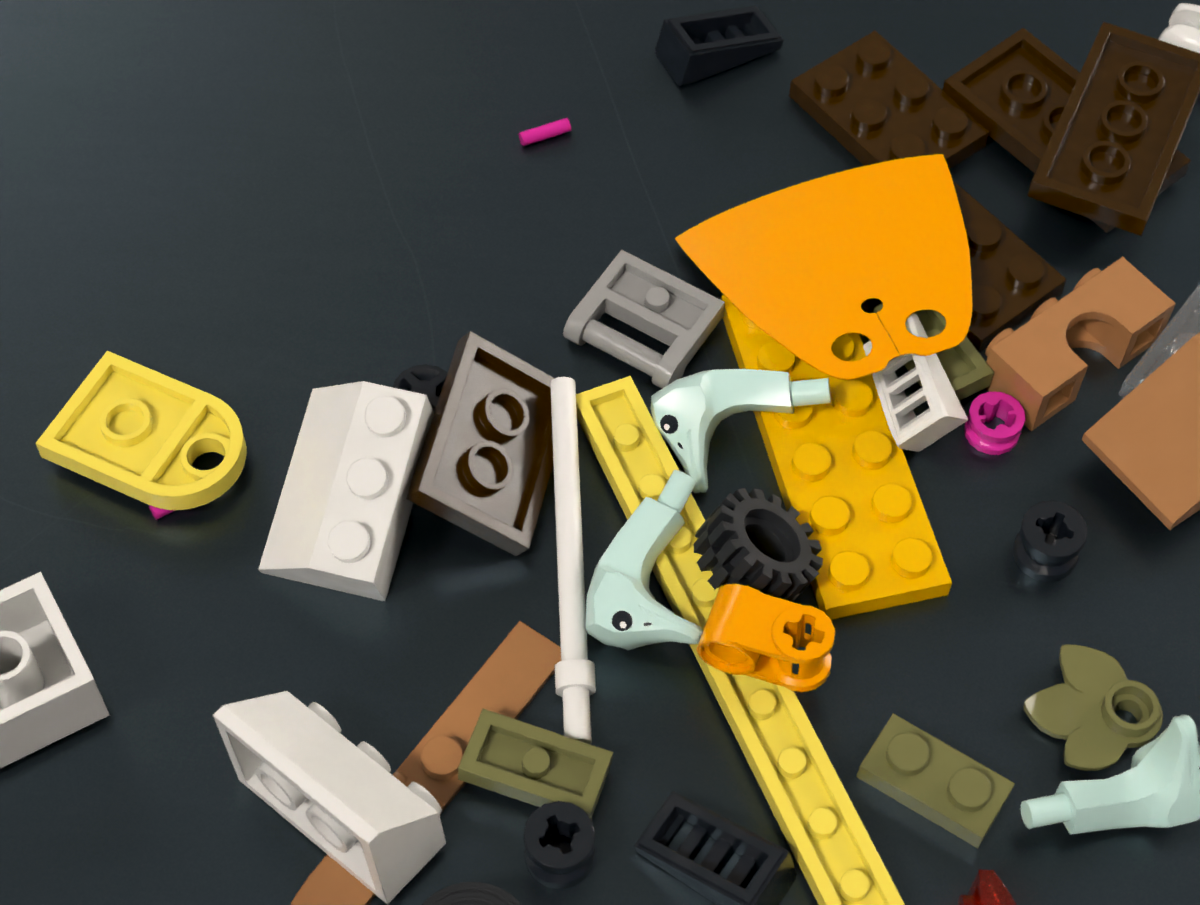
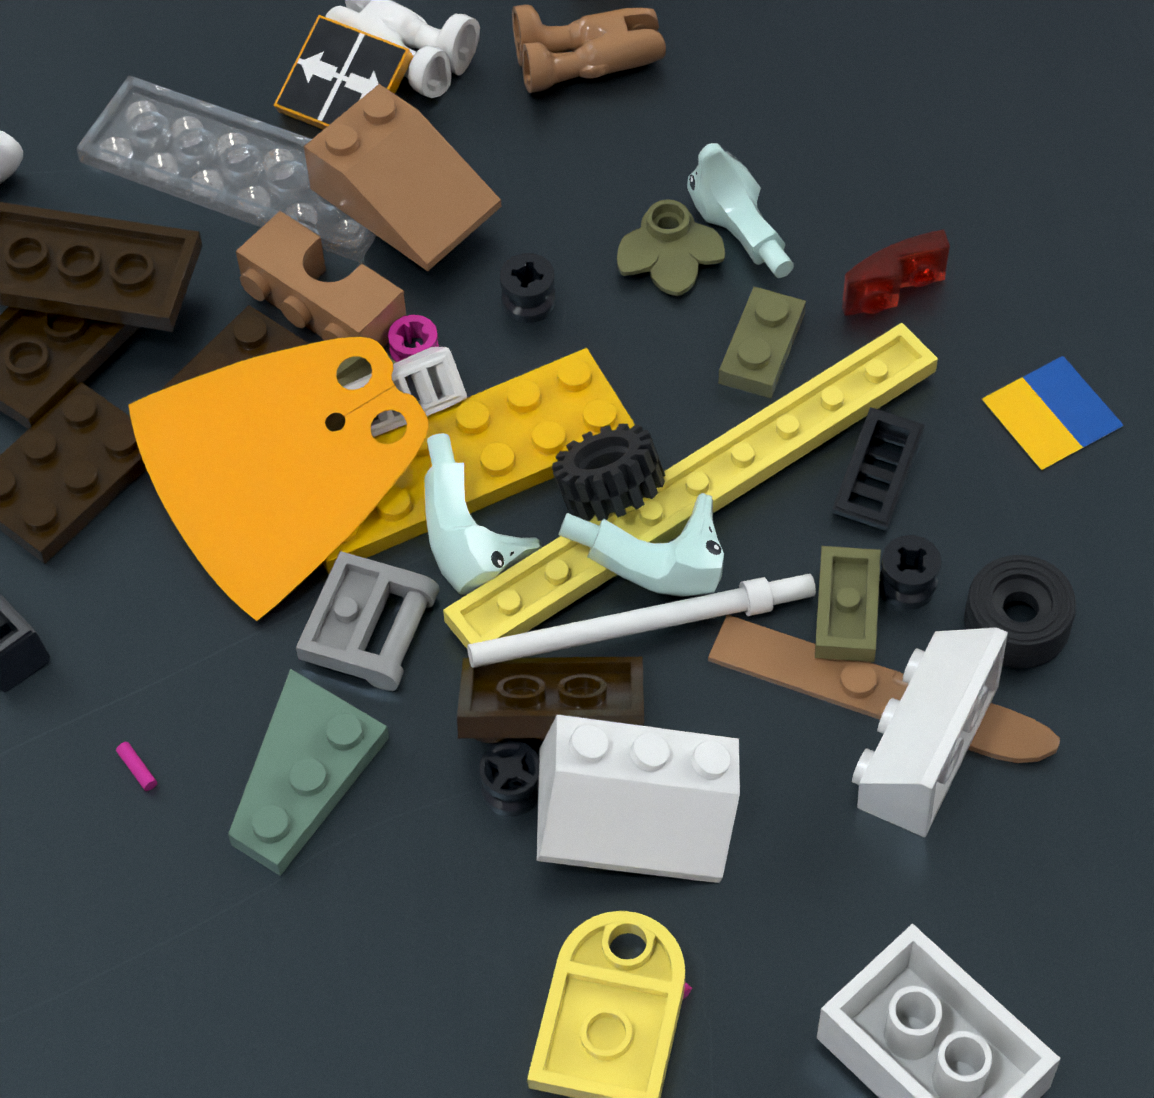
camera: 100 degrees left, 0 degrees up
(498, 250) = (302, 771): none -> sand green wing
(762, 638) = (698, 439): light orange piece -> none

